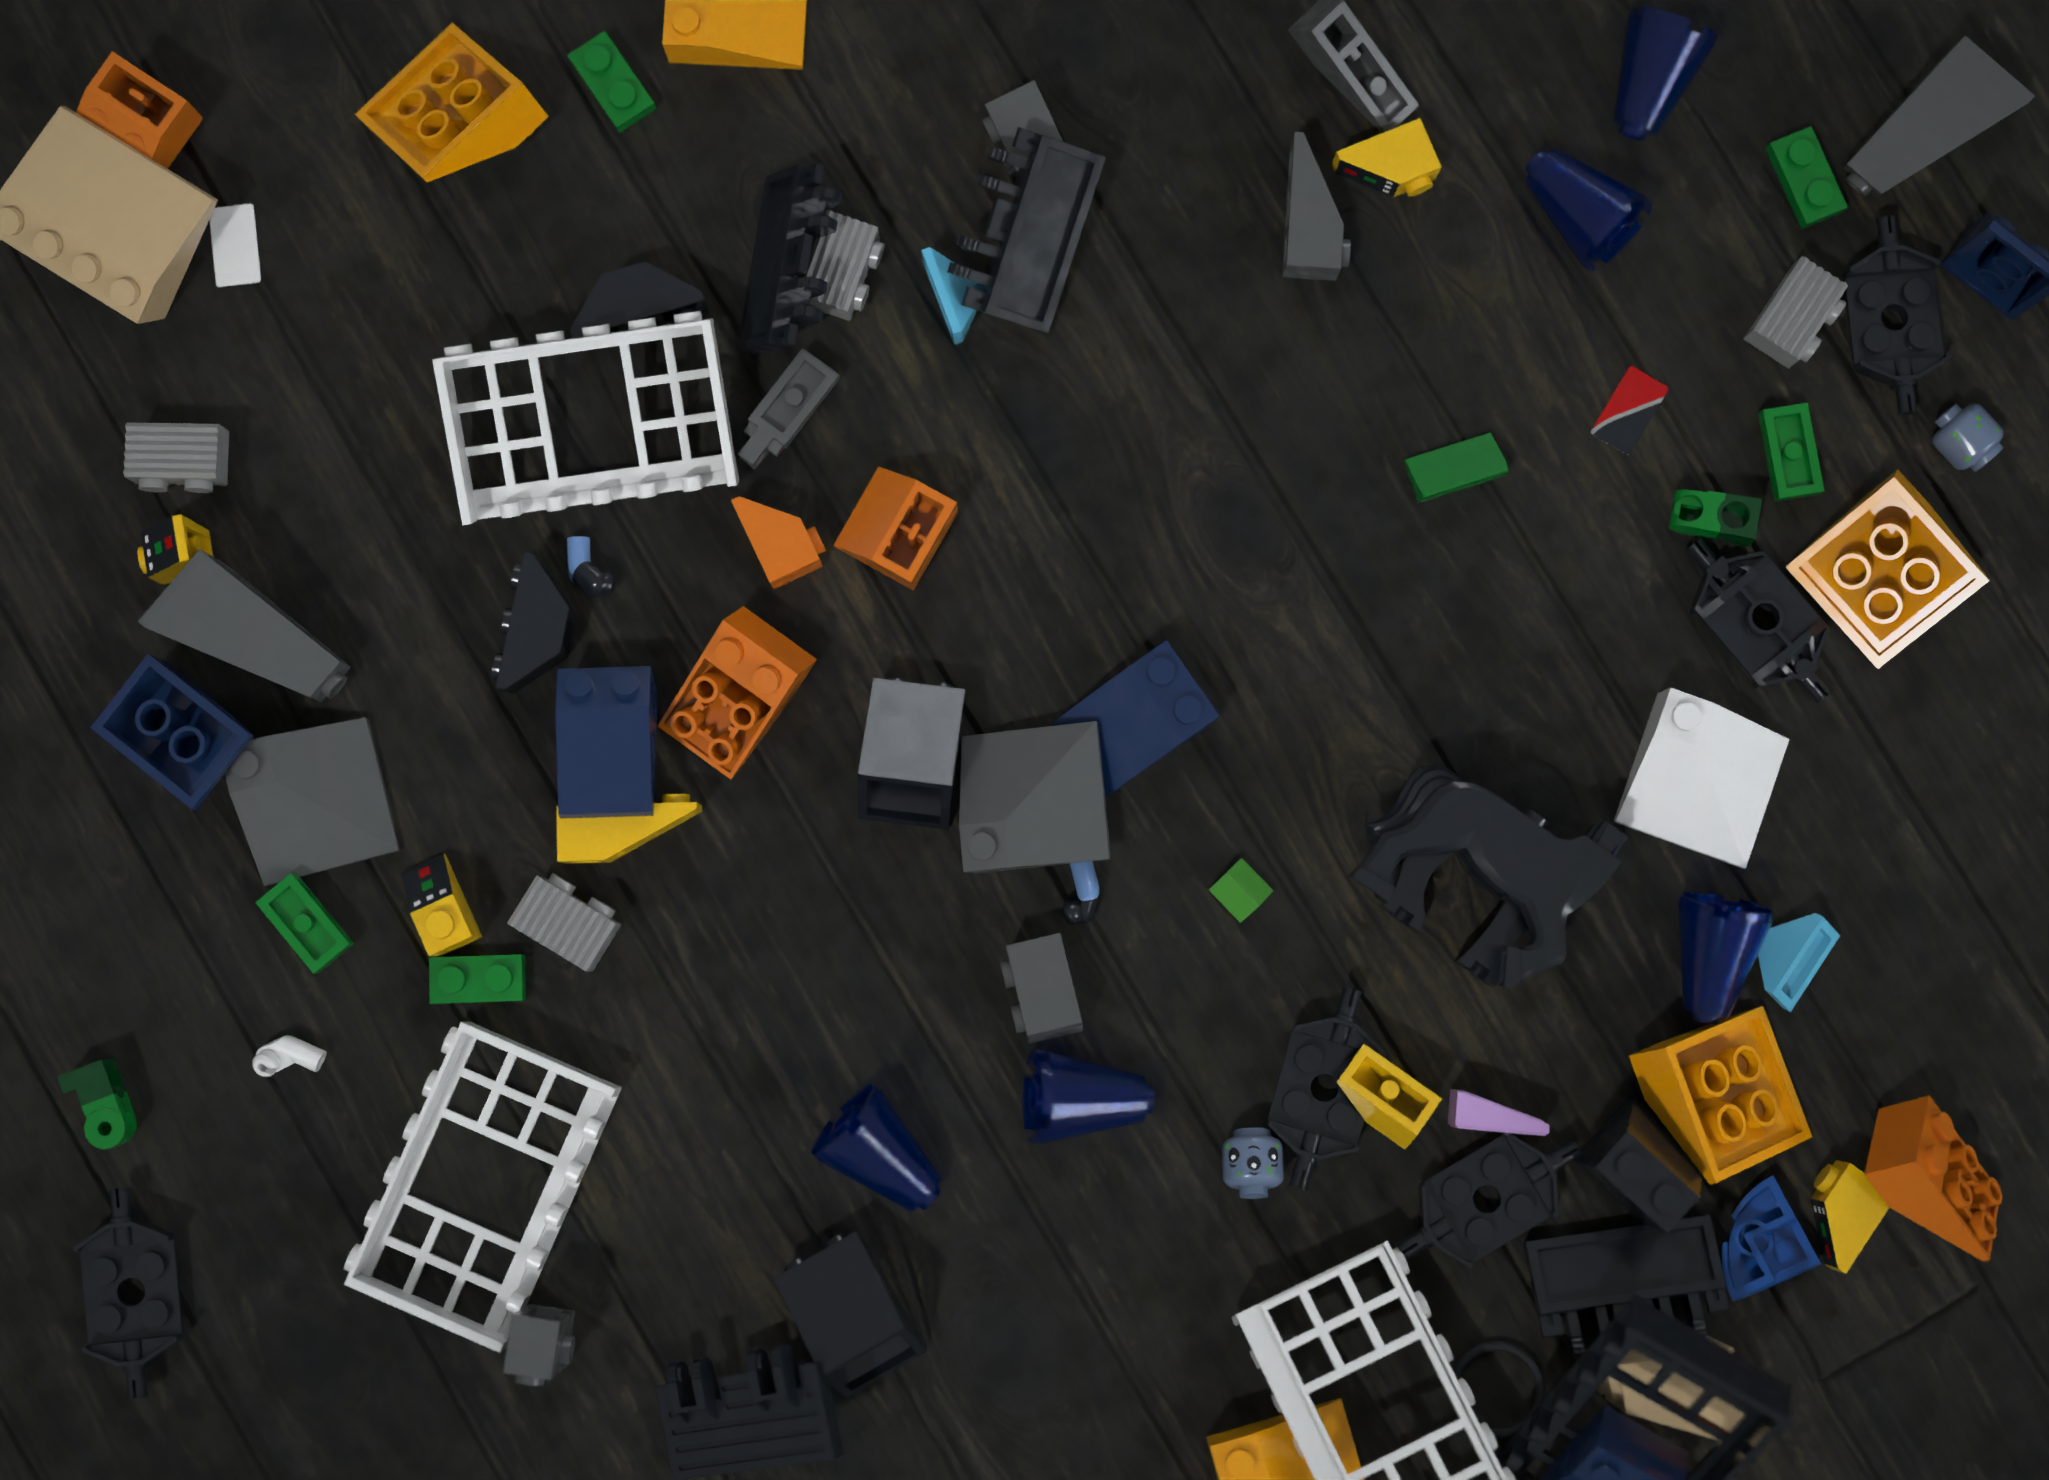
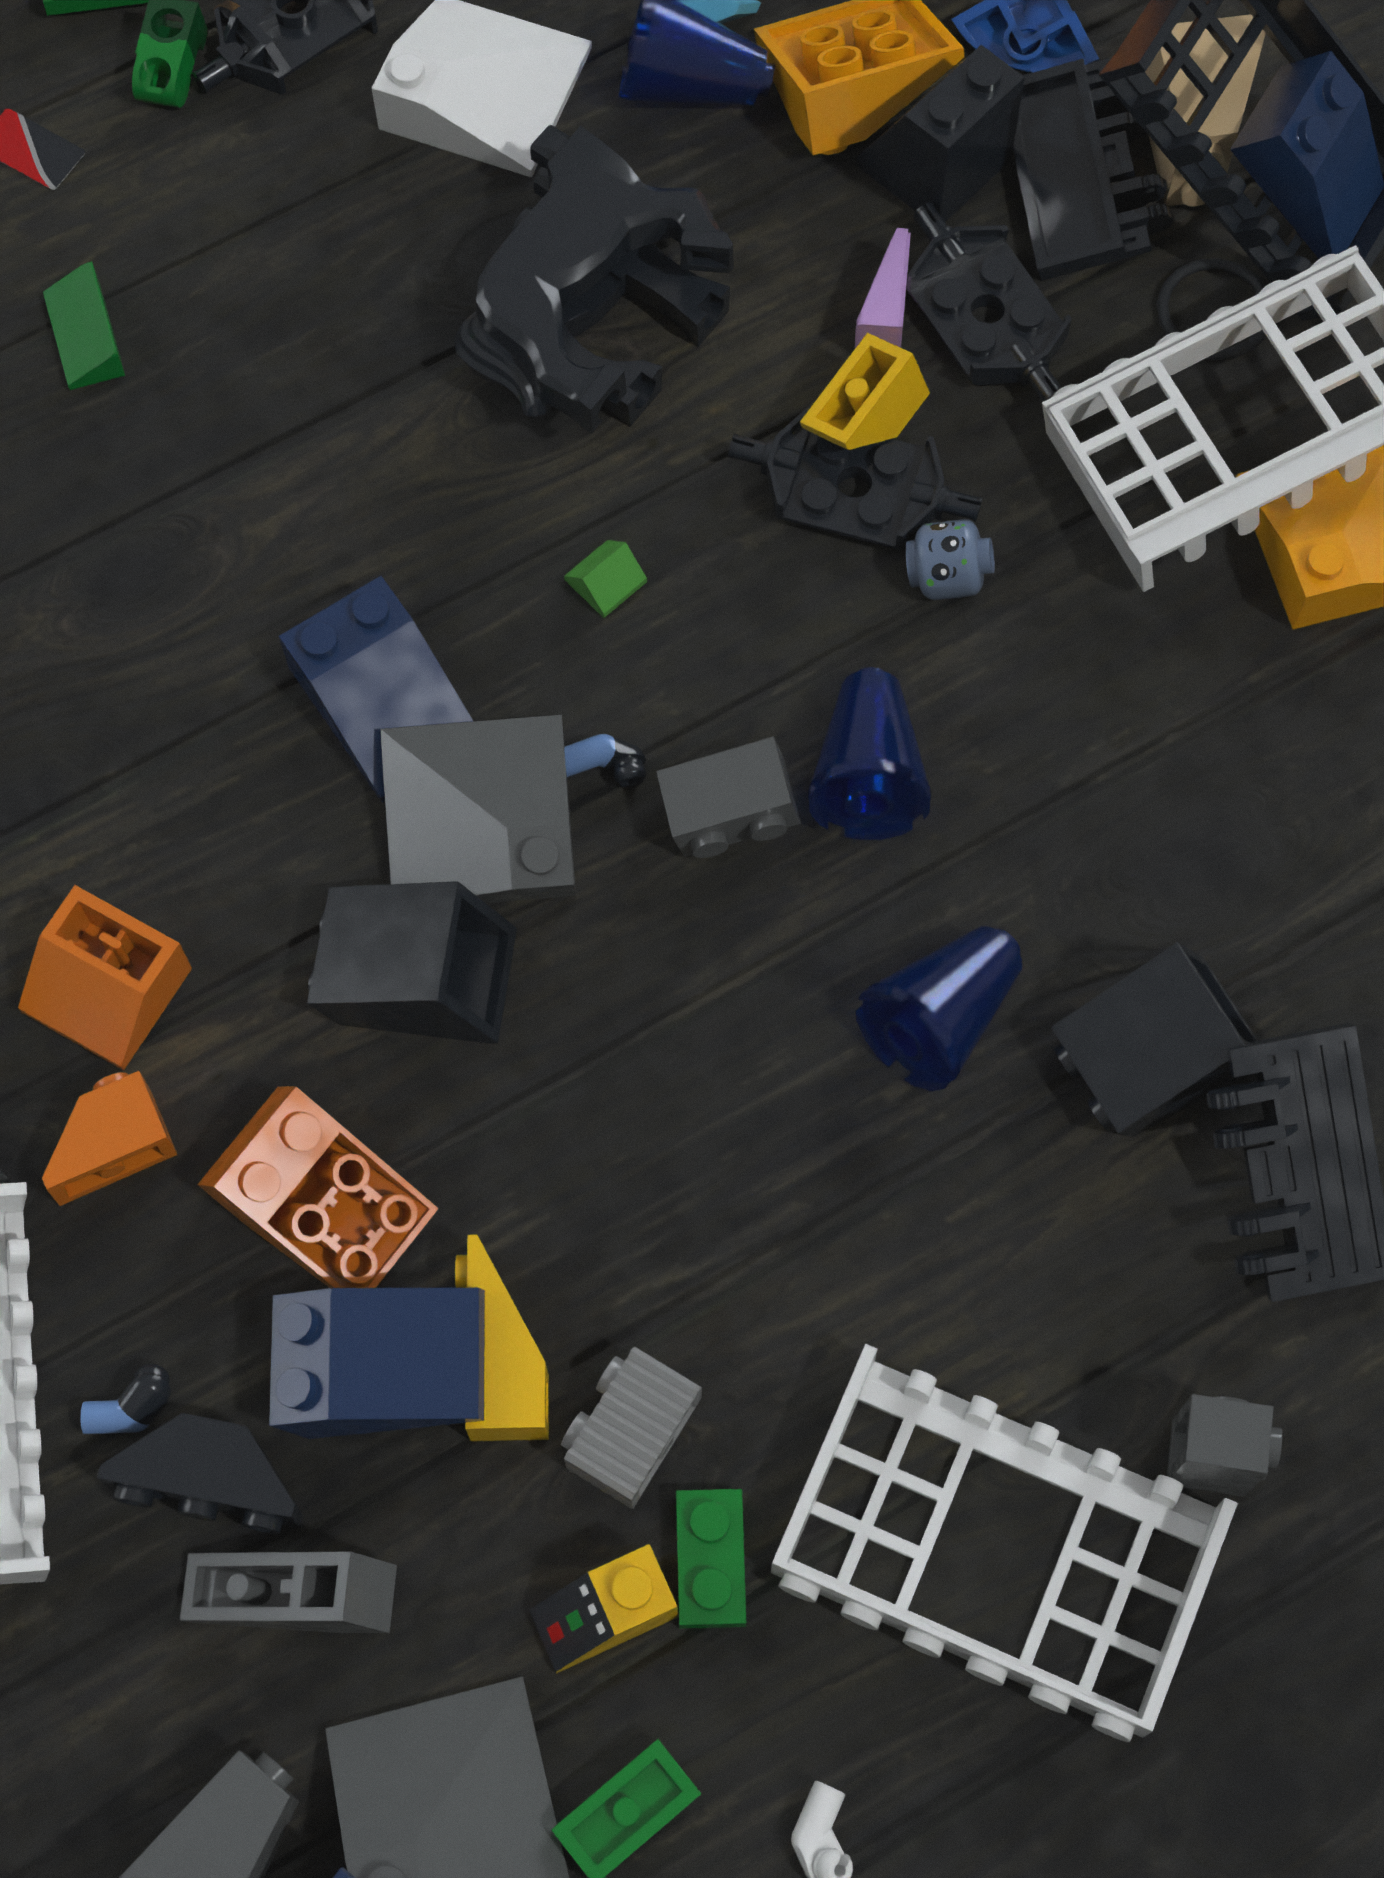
camera: 85 degrees left, 15 degrees down
(452, 689) = (290, 1591): none -> dark grey slope

